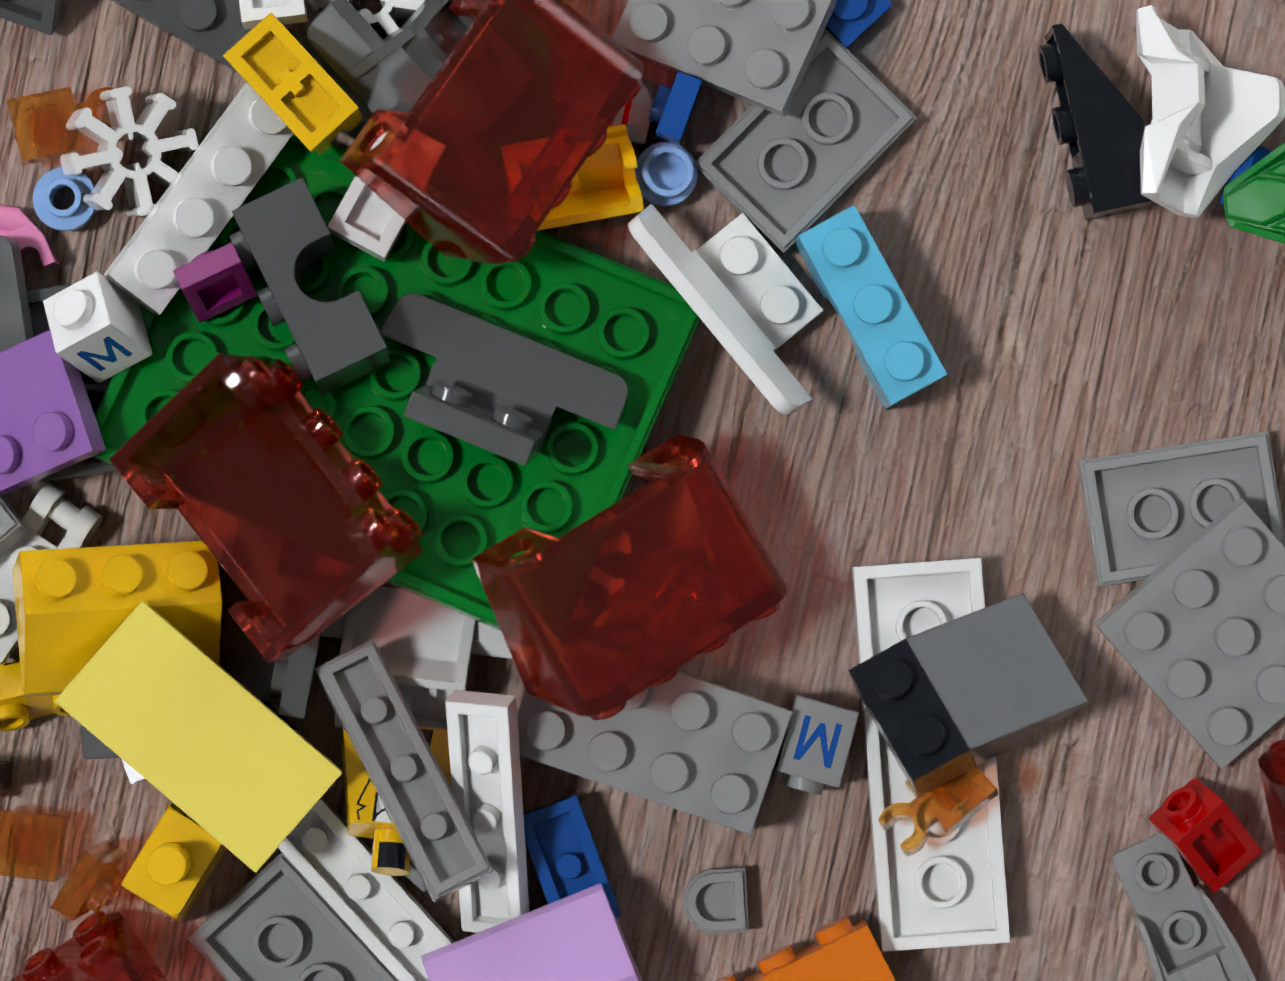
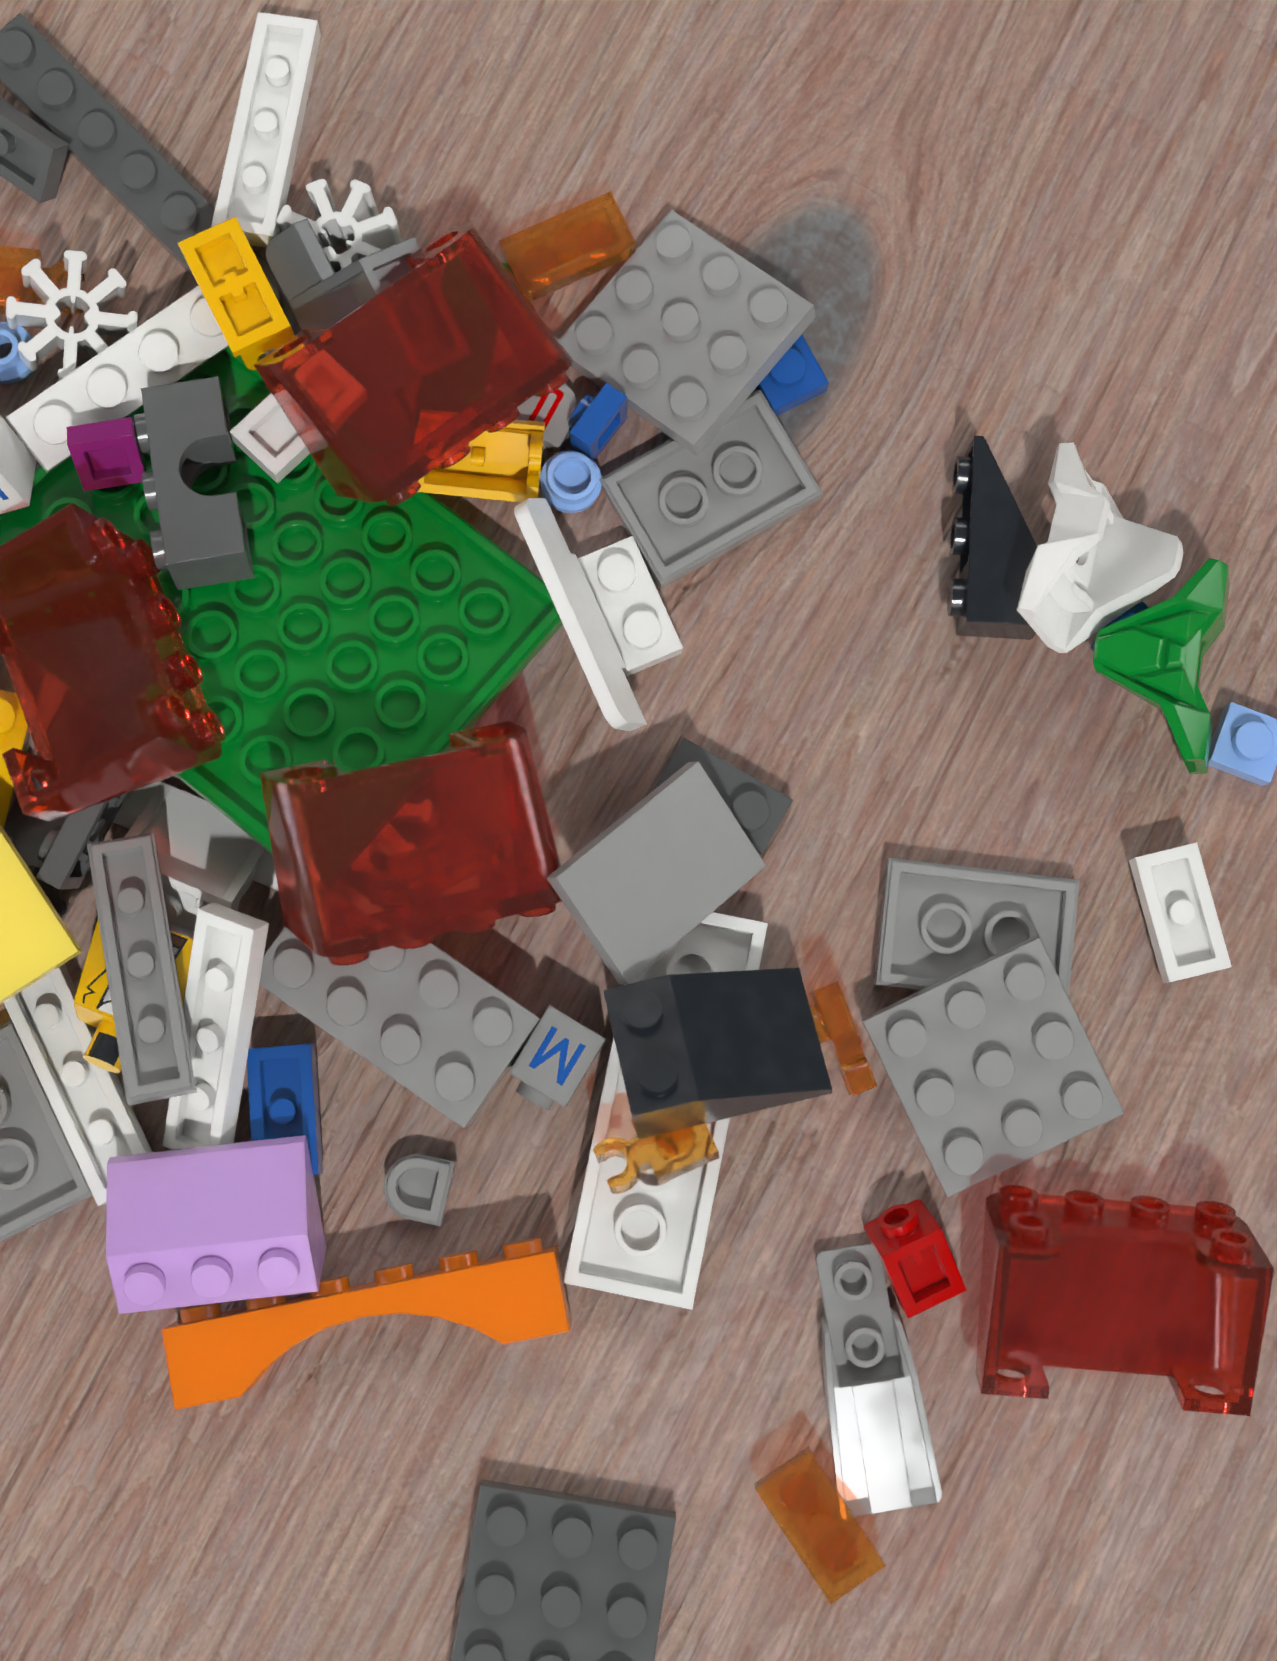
camera: 15 degrees right, 5 degrees down
(496, 383) = (345, 621): dark grey plate -> none
(865, 541) = (657, 872): none -> light grey tile
(871, 306) = (728, 654): medium azure arch -> none
(901, 445) = (752, 802): none -> dark grey plate
(1075, 640) = (837, 1028): none -> clear orange plate

